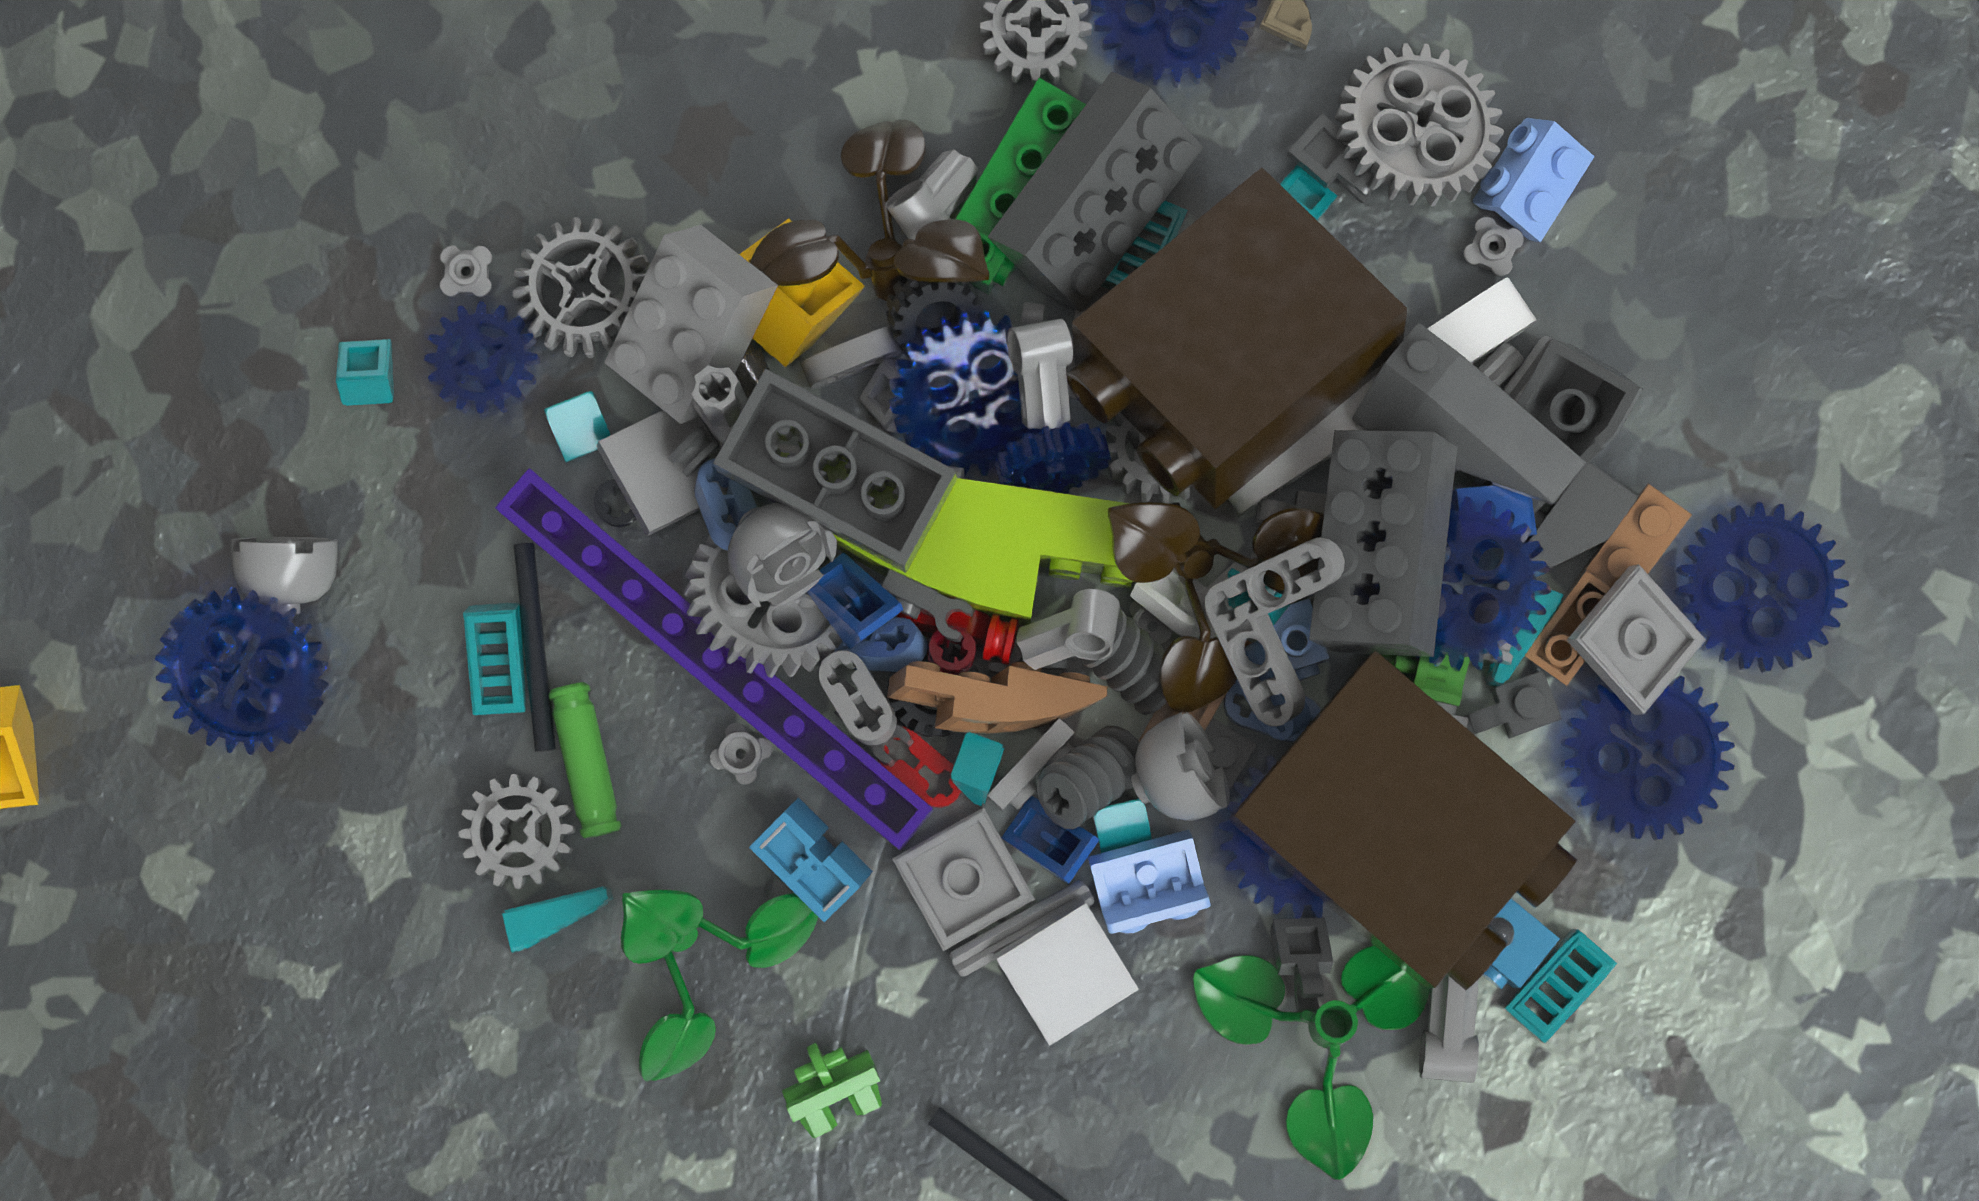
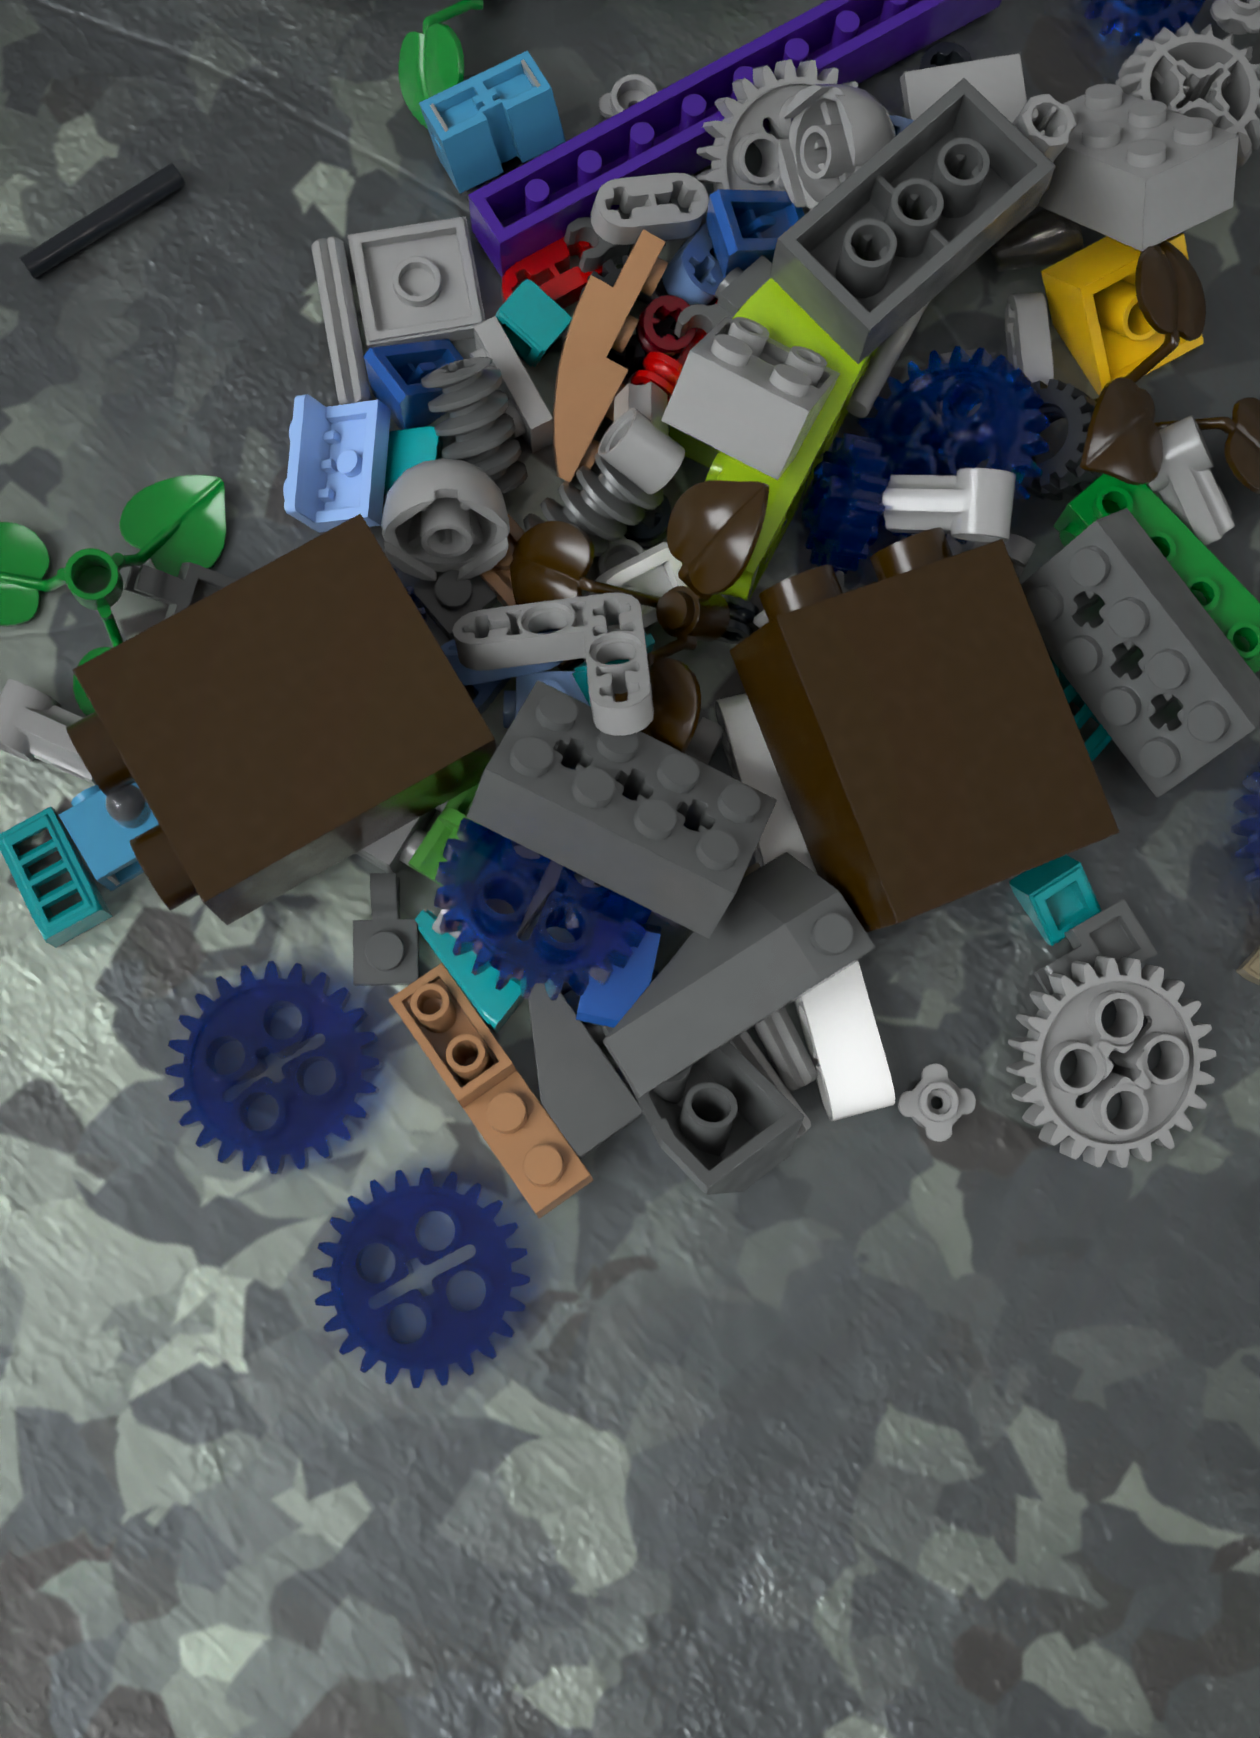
camera: 100 degrees right, 5 degrees down
(577, 425) = (1046, 57): slope -> none
(829, 1080) = (254, 74): bright green hips -> none
(1020, 551) = (750, 395): none -> light grey slope
(1066, 972) = (274, 346): tile -> none
(1534, 176) = (1005, 1181): light blue bracket -> none
(1636, 639) = (408, 1090): light grey tile -> none

